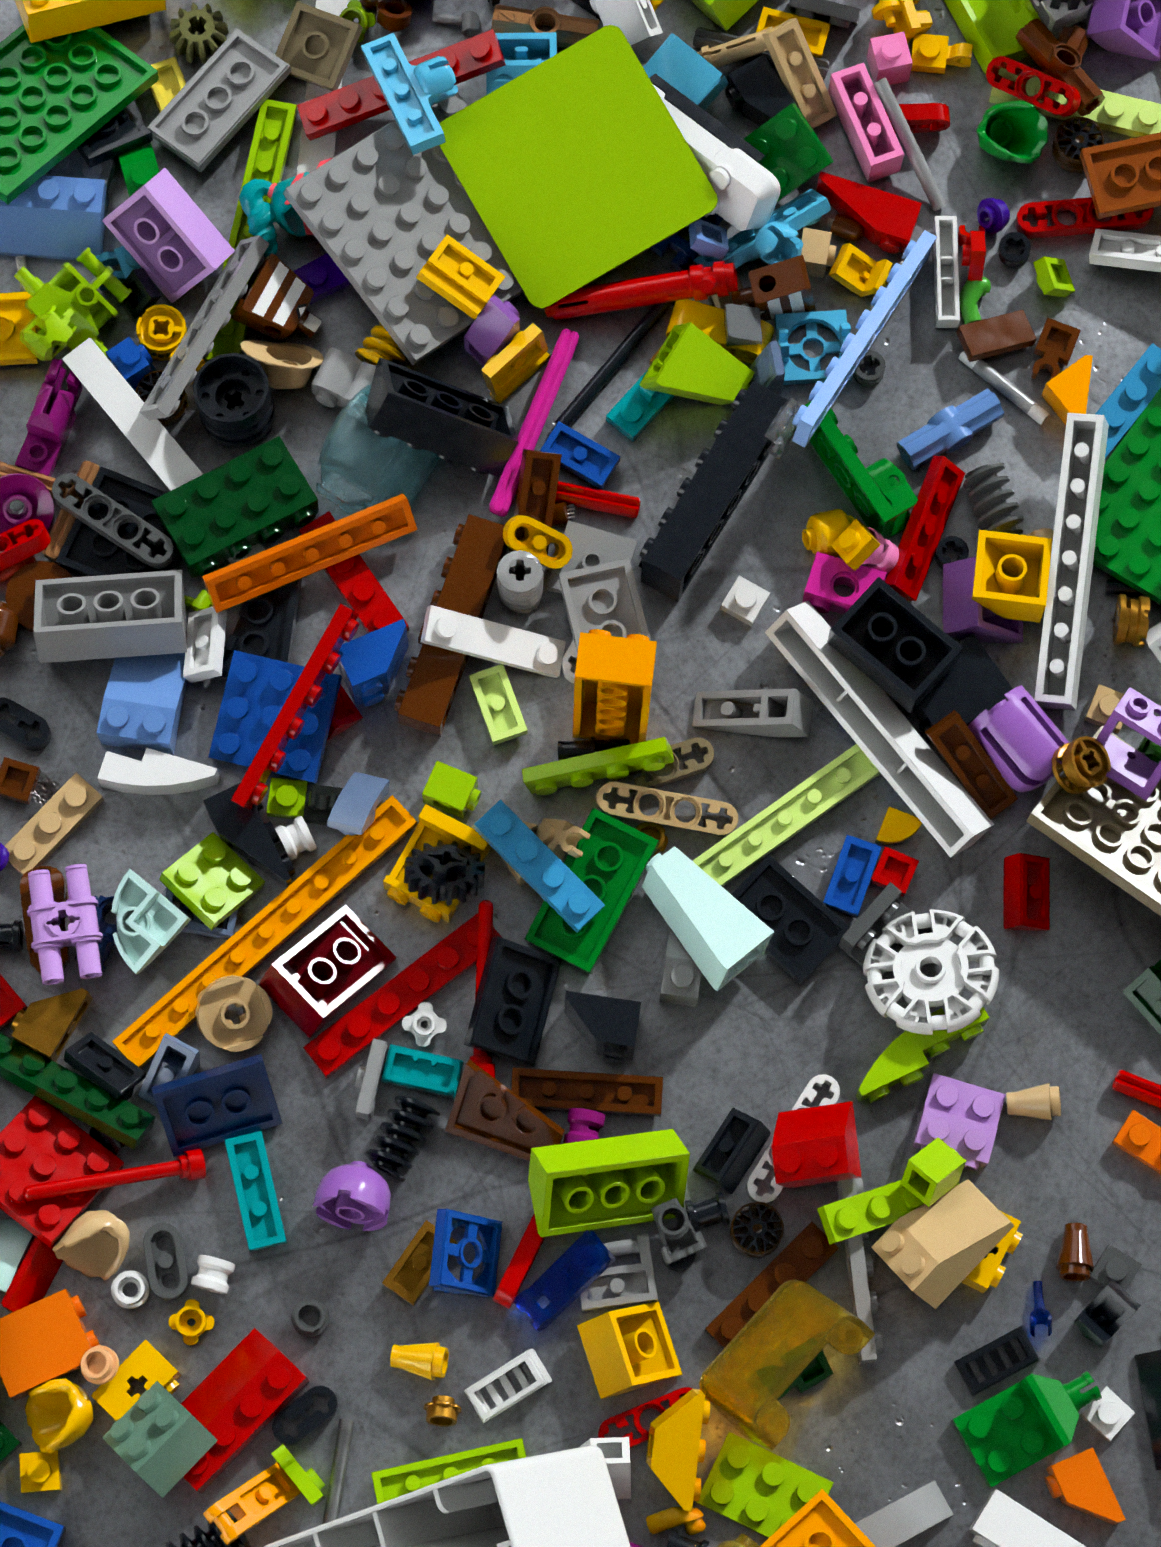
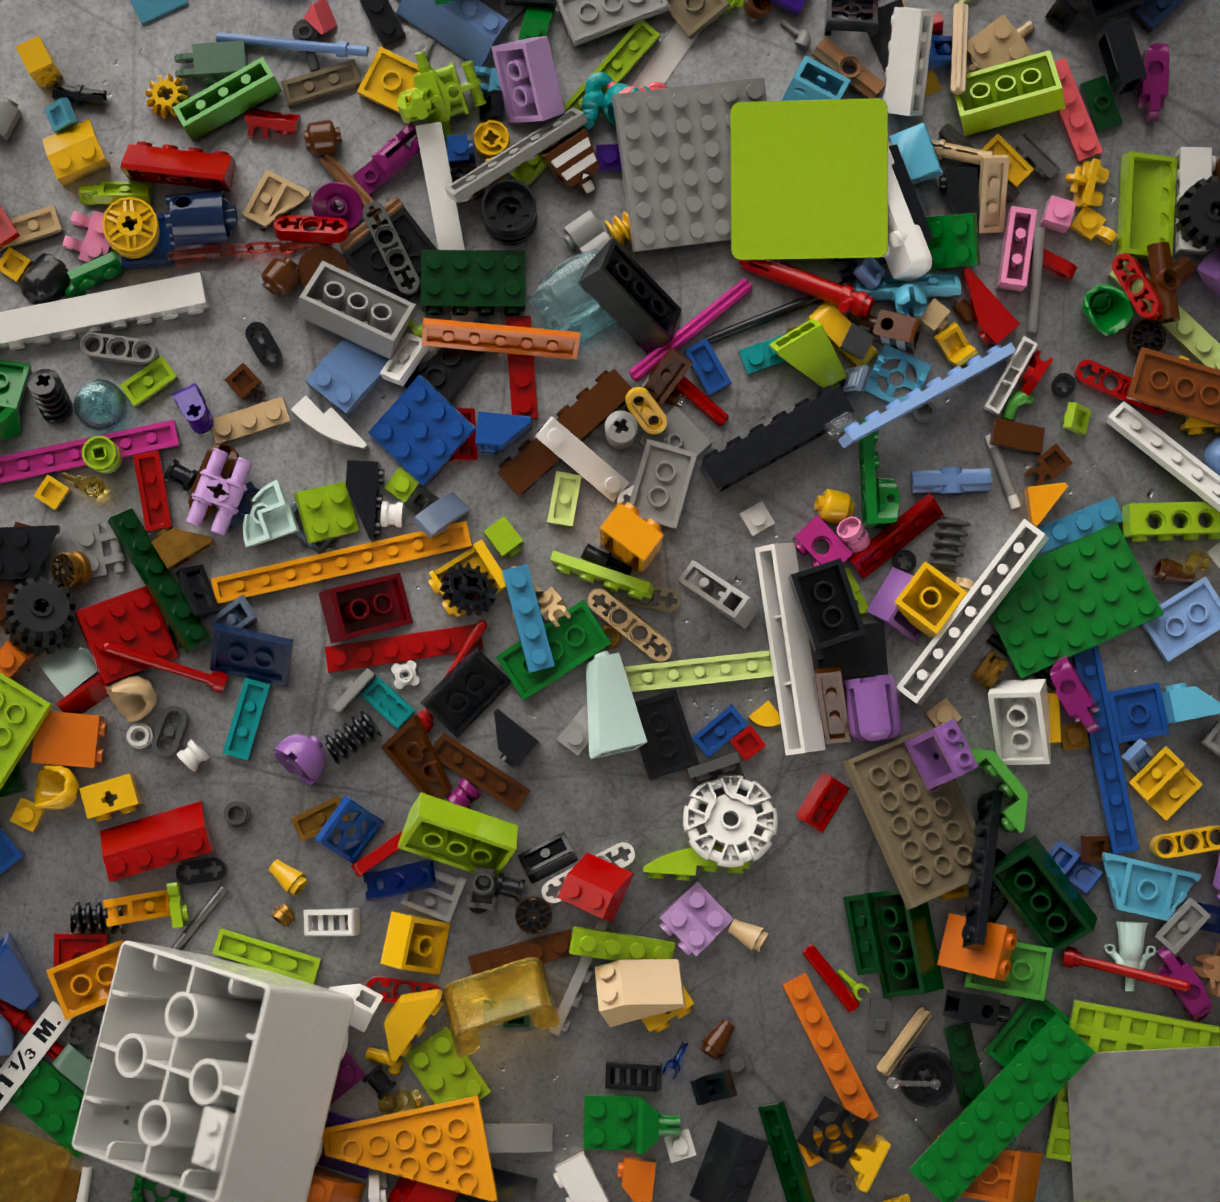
camera: 30 degrees right, 10 degrees up
(99, 1364) = (93, 774): light nougat plate -> none
(159, 1439) = (103, 839): sand green brick -> none
(191, 1311) = (159, 771): yellow plate -> none
(252, 1023) = (293, 588): tan plate -> none
(284, 363) = (554, 202): tan piece -> none
(304, 694) = (443, 431): red plate -> none
(365, 99) = (733, 59): red plate -> none
(411, 90) = (732, 70): medium azure plate -> none
(460, 276) = (693, 212): yellow plate -> none
(492, 330) = (697, 258): medium lavender slope -> none
(515, 363) = (700, 285): yellow plate -> none
(855, 544) = (843, 525): yellow plate -> none
(933, 1171) = (657, 944): lime brick -> none
(993, 215) = (1063, 355): dark purple plate -> none
(1083, 763) = (898, 748): pearl gold wheel -> none

